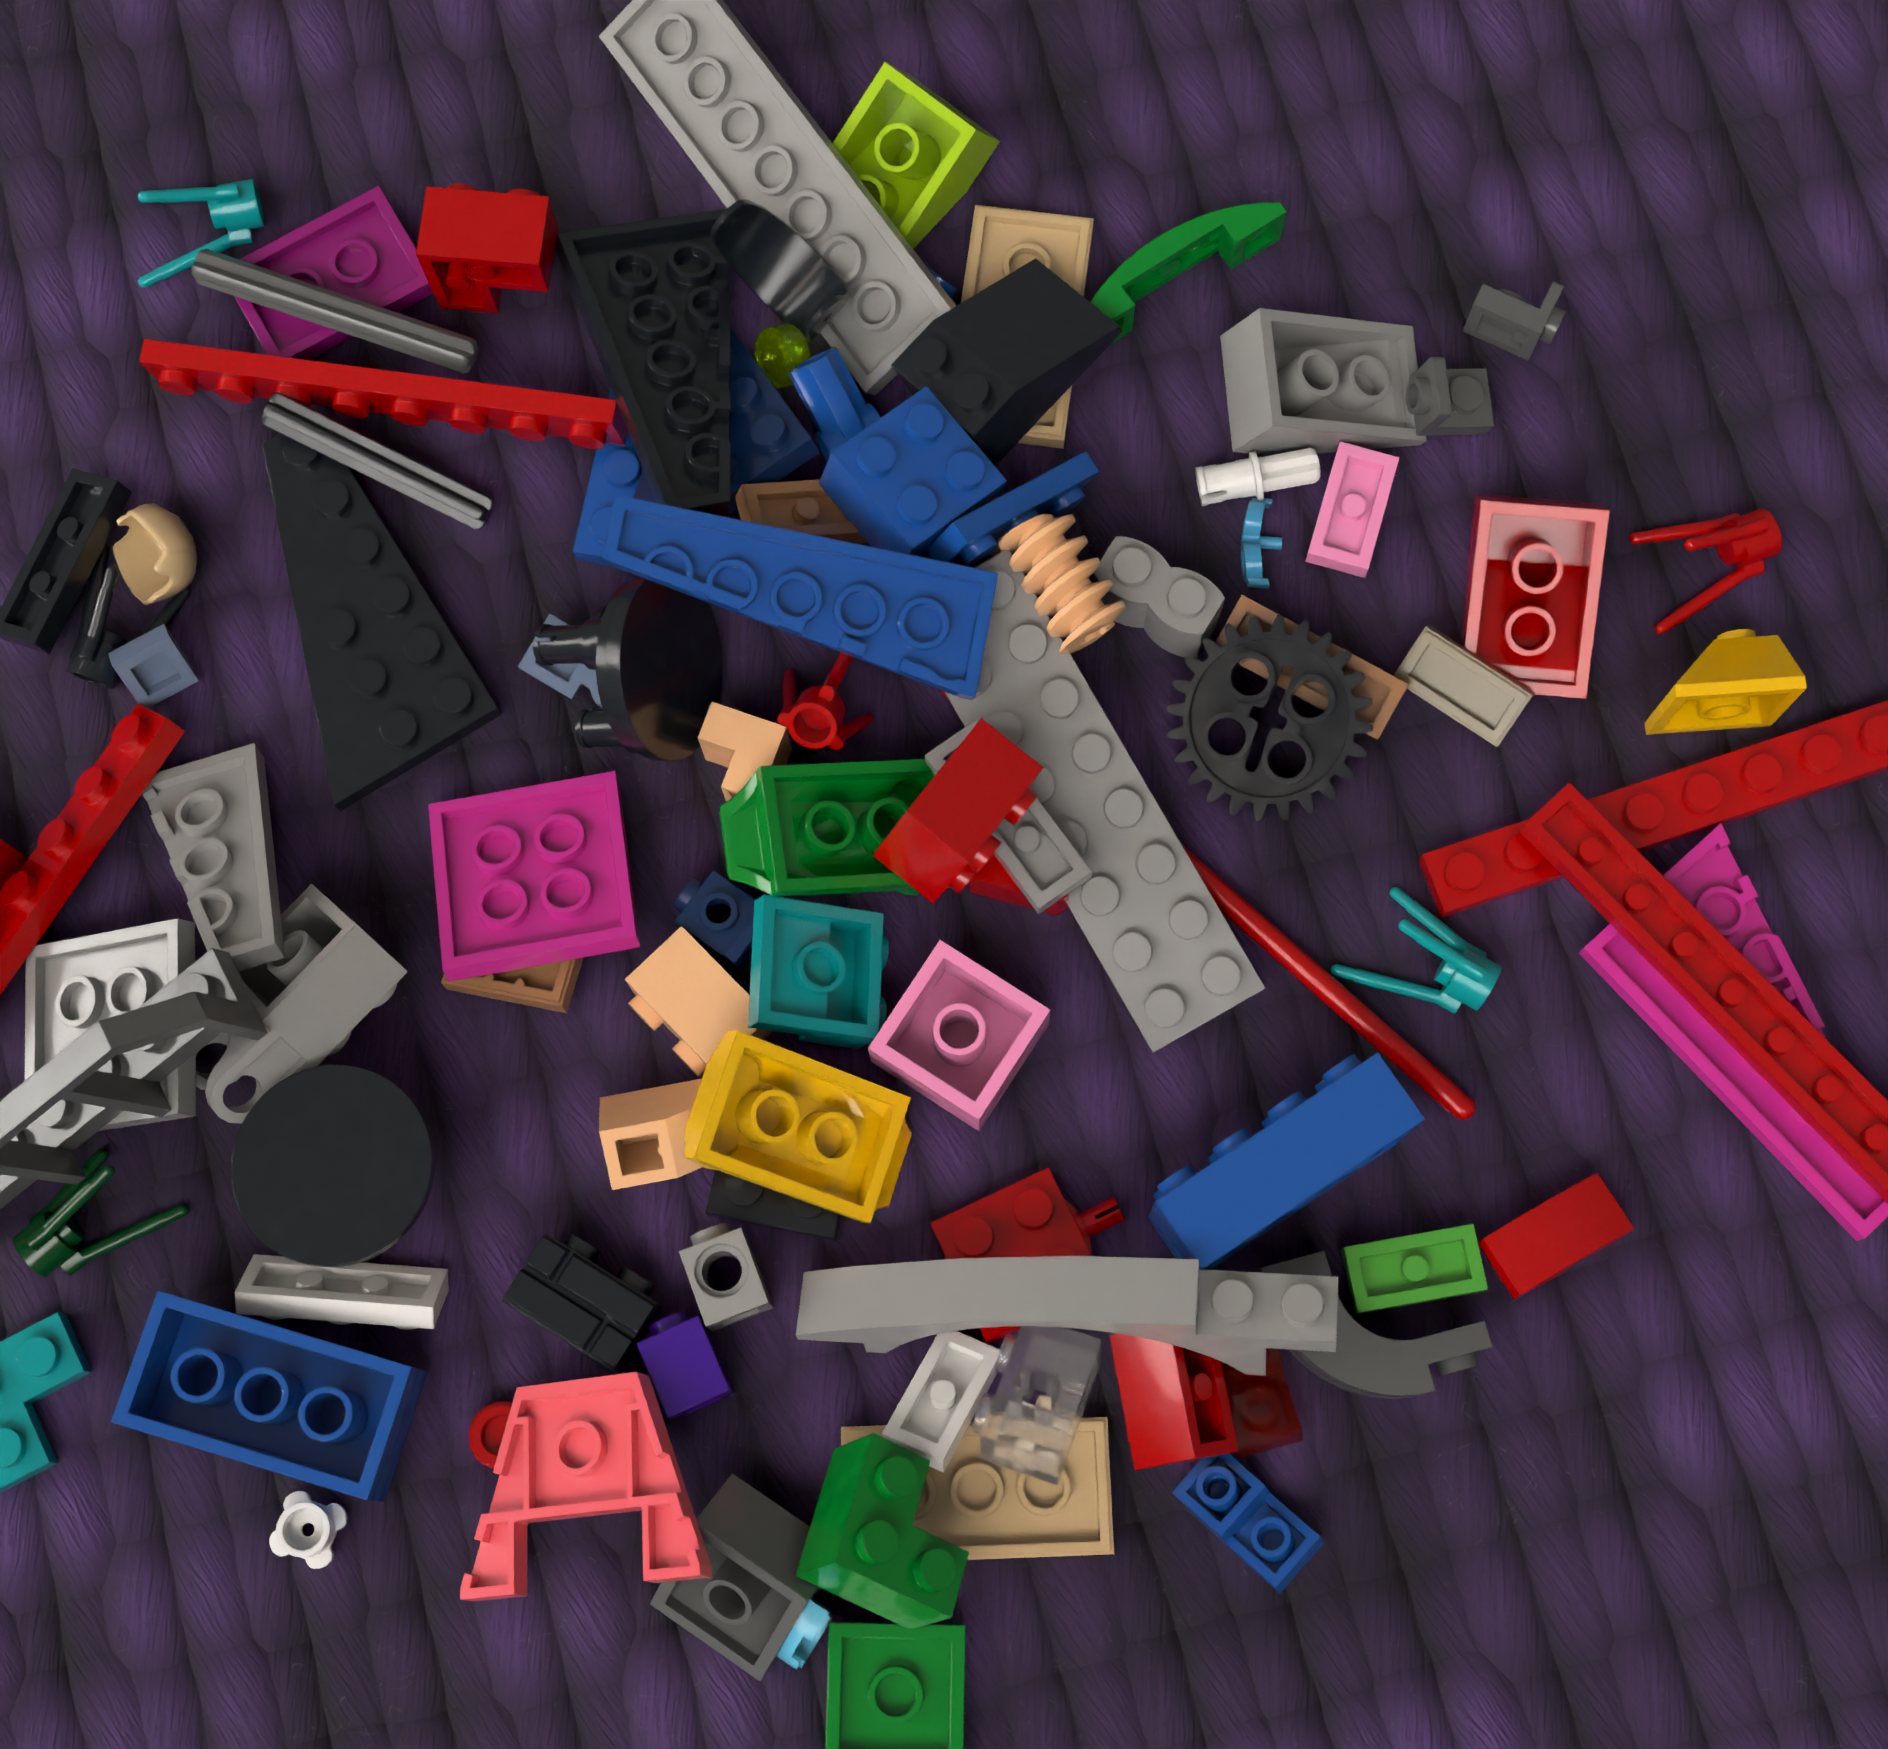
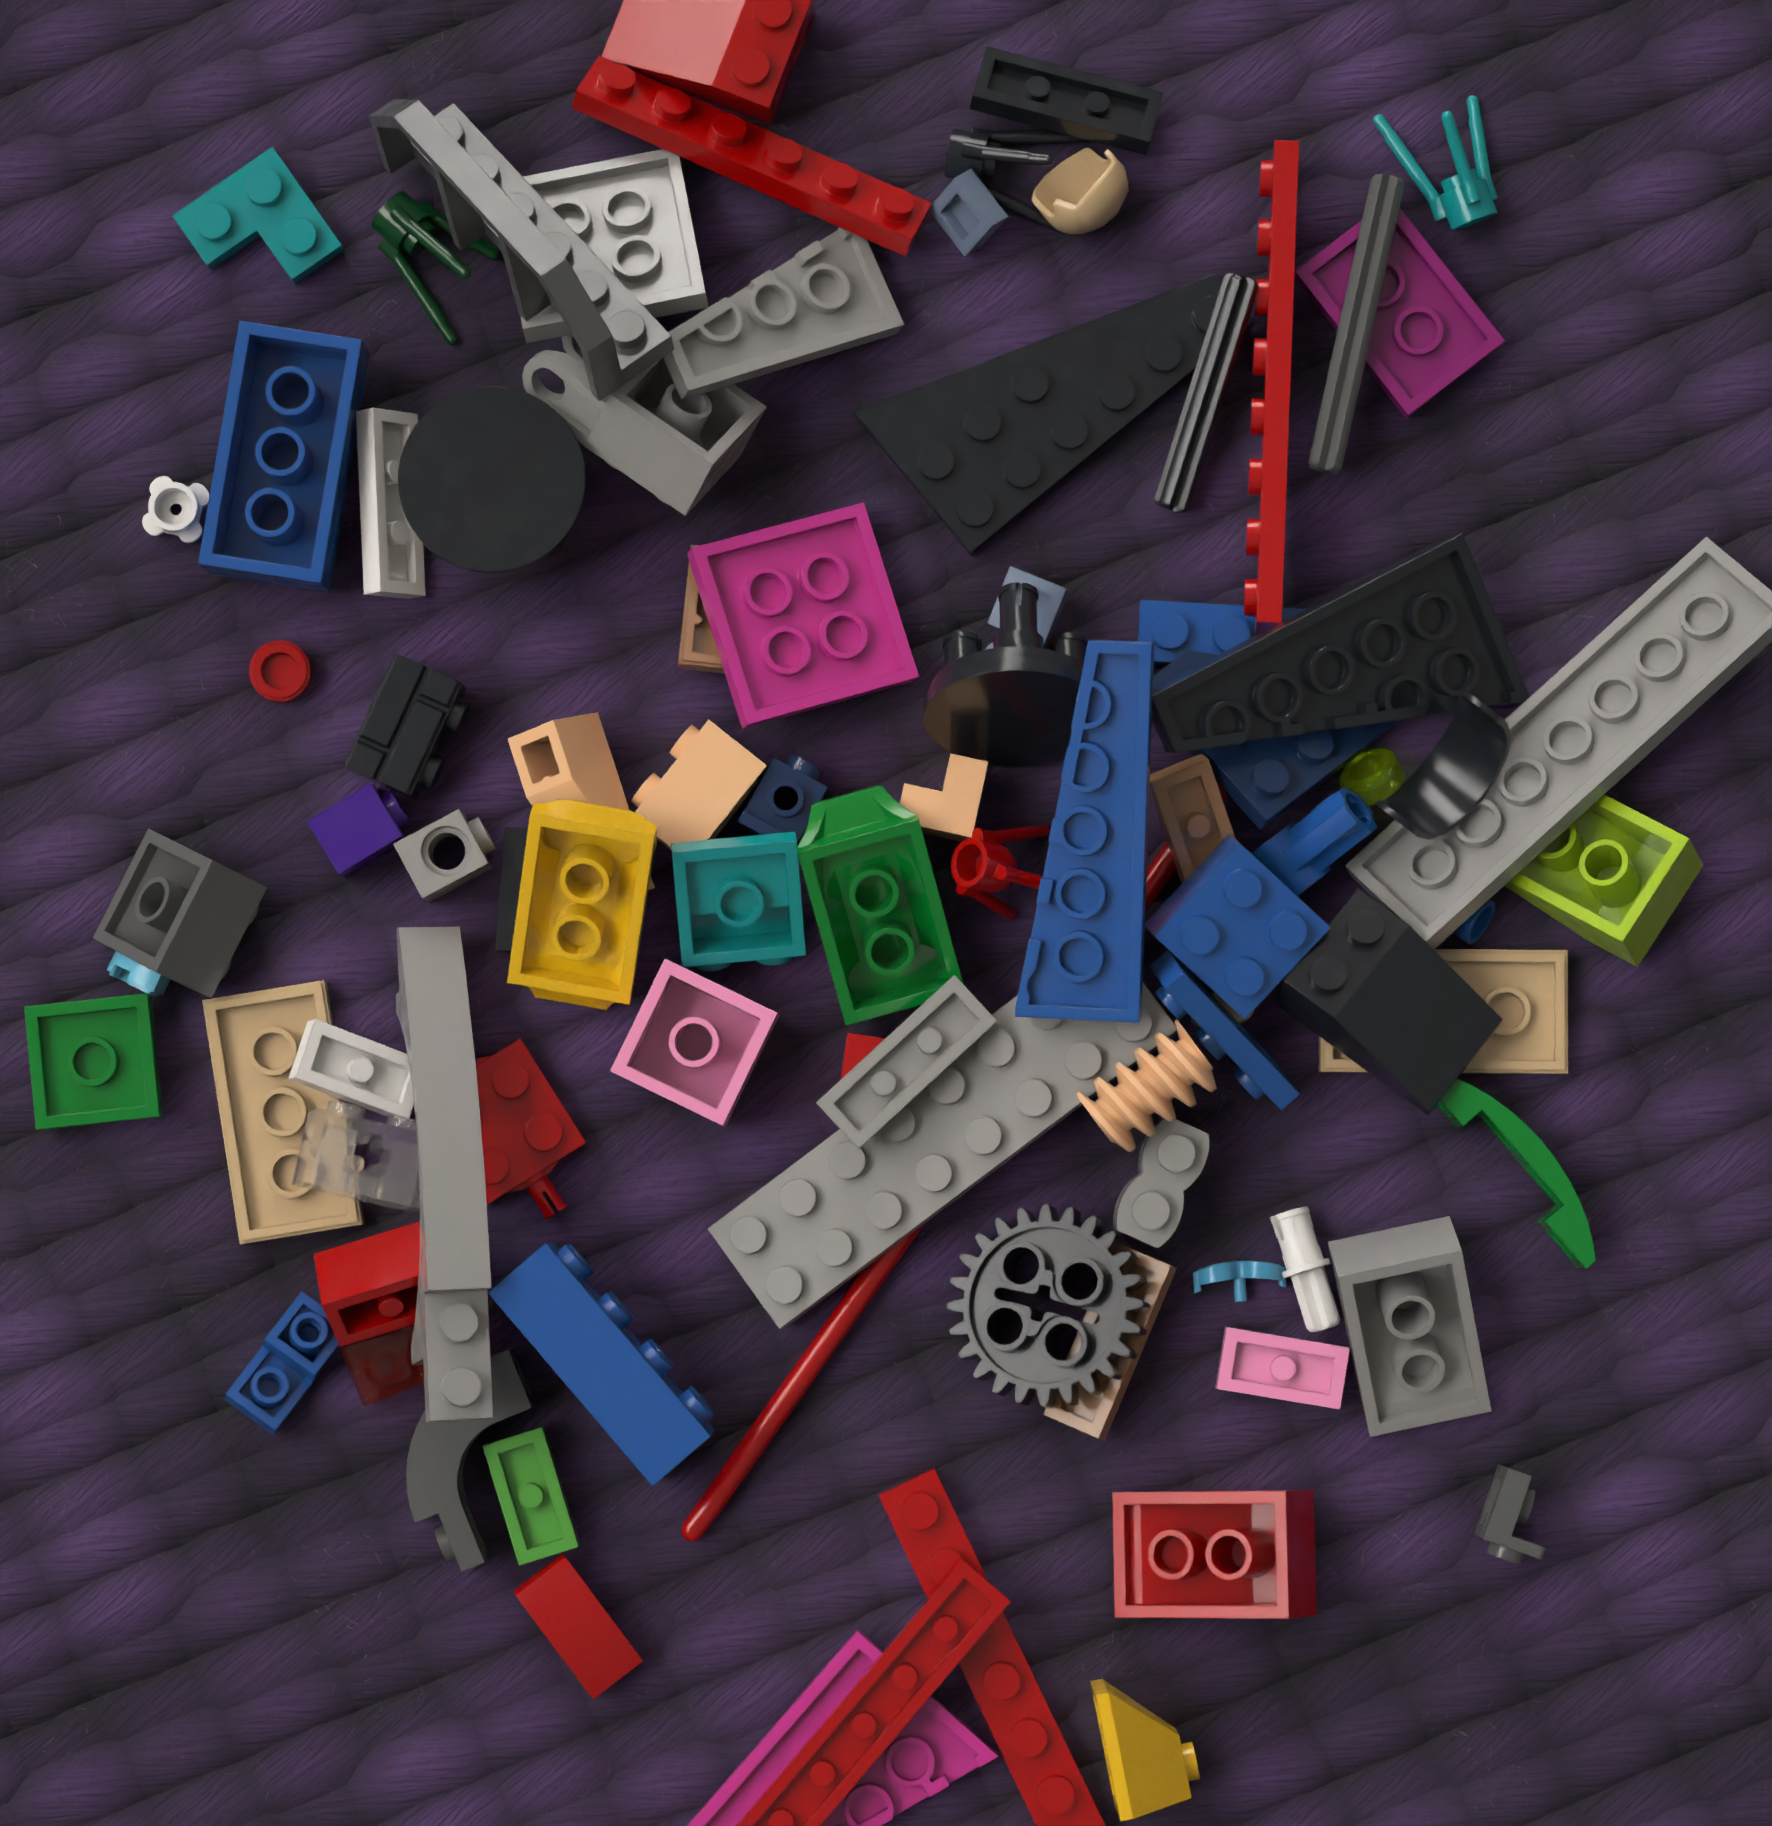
camera: 80 degrees right, 10 degrees up
(485, 242) = (1439, 465): red brick -> none
(584, 1454) = (265, 754): coral wing -> none
(866, 1541) = (221, 1015): green brick -> none
(952, 821) = (882, 1011): red brick -> none
(1449, 400) = (1411, 1455): dark grey bracket -> none
(1463, 685) = (1111, 1494): tile -> none
(1463, 971) = (819, 1519): teal plant -> none
(1737, 539) = (1298, 1763): red plant -> none

